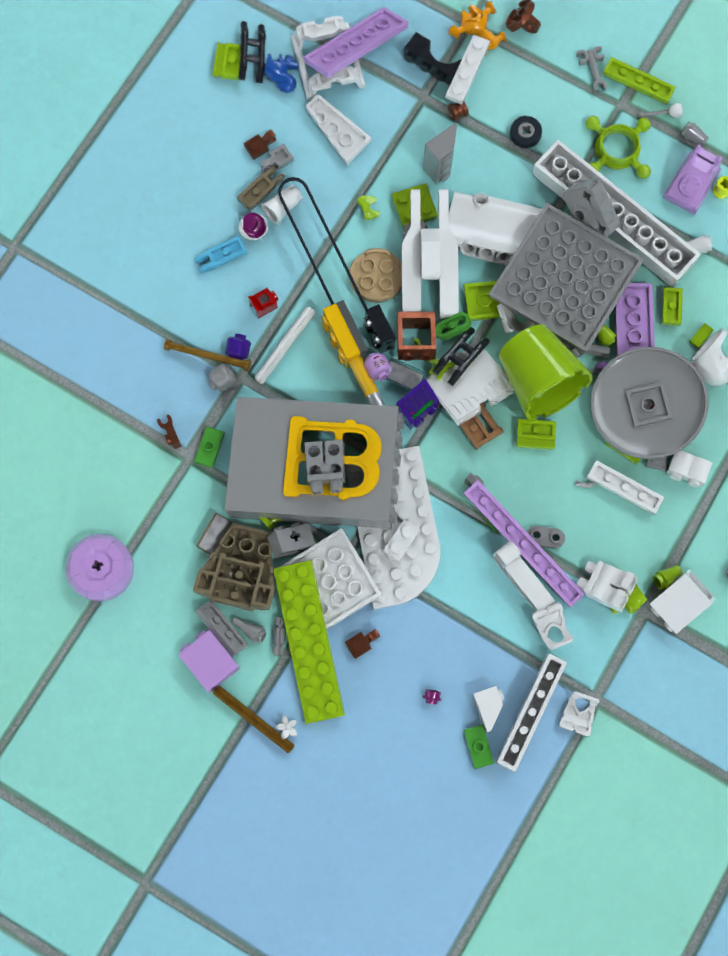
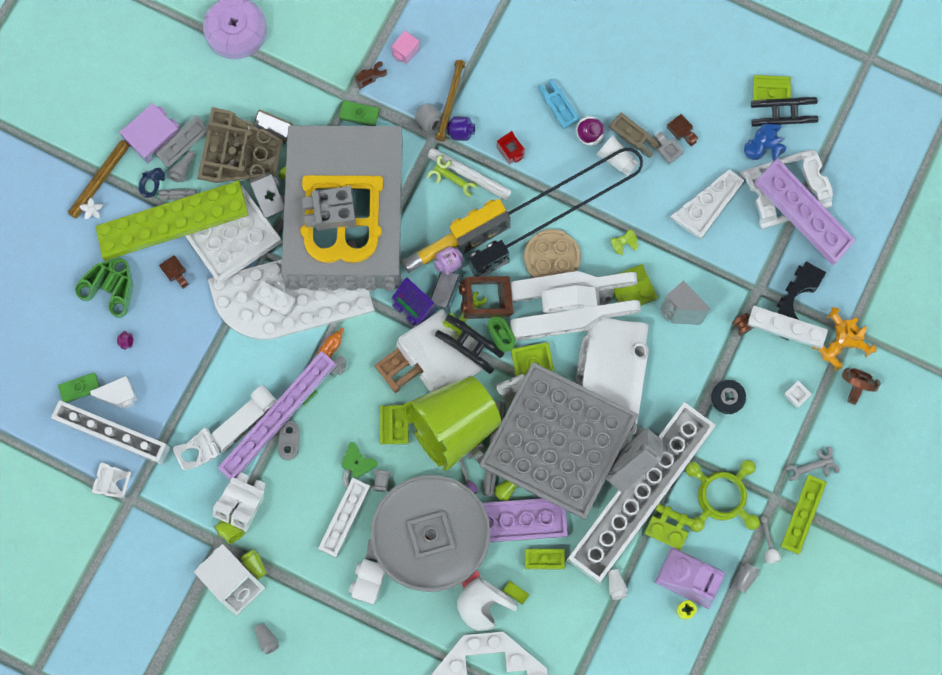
camera: 85 degrees right, 0 degrees up
(144, 395) = (405, 47): none -> bright pink brick
(257, 656) = (156, 175): none -> dark blue piece
(278, 369) = (440, 169): none -> lime bar
(381, 697) = (97, 274): none -> bright green connector
(450, 490) = (332, 343): none -> orange piece
(527, 72) = (797, 394): none -> white plate
(565, 475) = (353, 455): none -> bright green animal
(591, 449) = (381, 481): none -> light grey bush
(652, 193) = (668, 532): none -> lime plate

